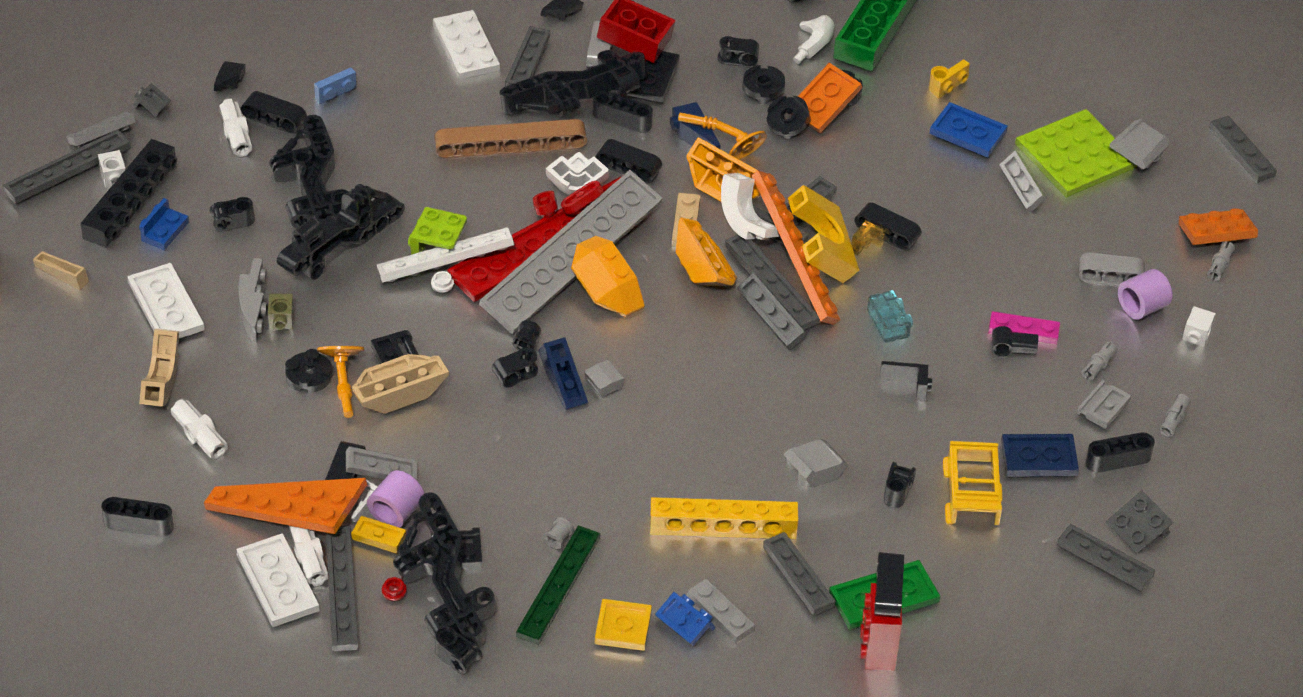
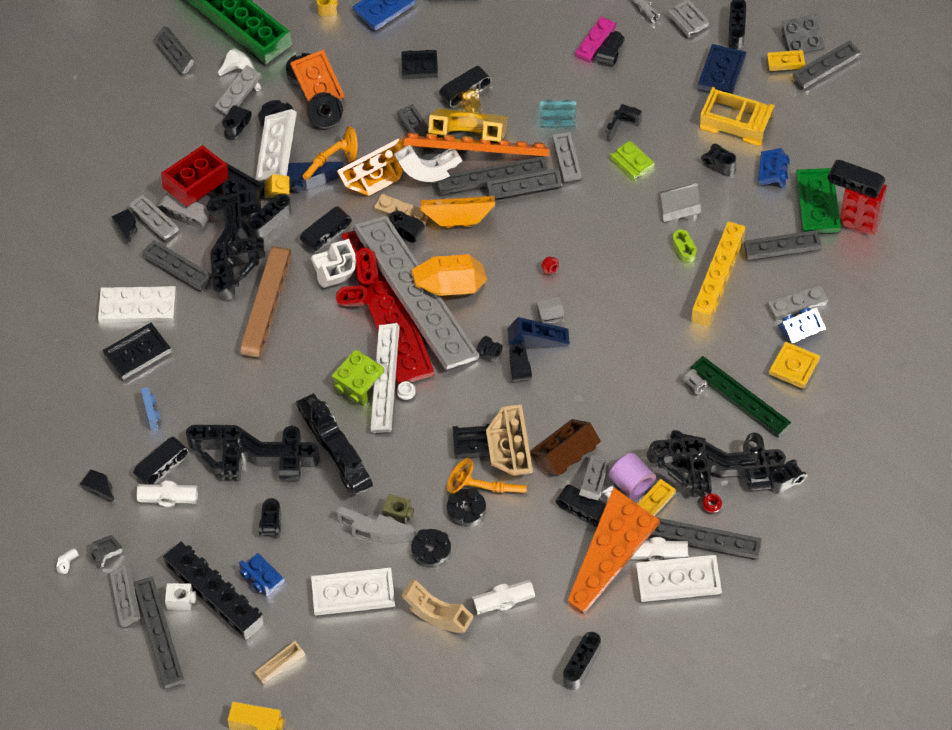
camera: 65 degrees left, 10 degrees up
(130, 76) = (64, 560): none -> white arm
(253, 346) = (431, 537): none -> black plate
(404, 58) = (137, 351): none -> black plate
(417, 435) = (565, 446): none -> reddish brown slope
(580, 24) = (153, 217): none -> light grey plate
(660, 102) = (276, 185): none -> yellow brick
(663, 223) = (407, 227): none -> black piece
(666, 362) = (550, 265): none -> red plate
(704, 88) = (276, 145): none -> white plate
(753, 479) = (681, 247): none -> lime beam
(782, 41) = (238, 89): none -> light grey plate
(831, 340) = (567, 157): none -> light grey plate
(859, 403) = (632, 160): none -> lime plate
(899, 181) = (419, 64): none -> black bracket
(914, 539) = (773, 167): none -> blue bracket
(1089, 514) = (785, 60): none -> yellow plate

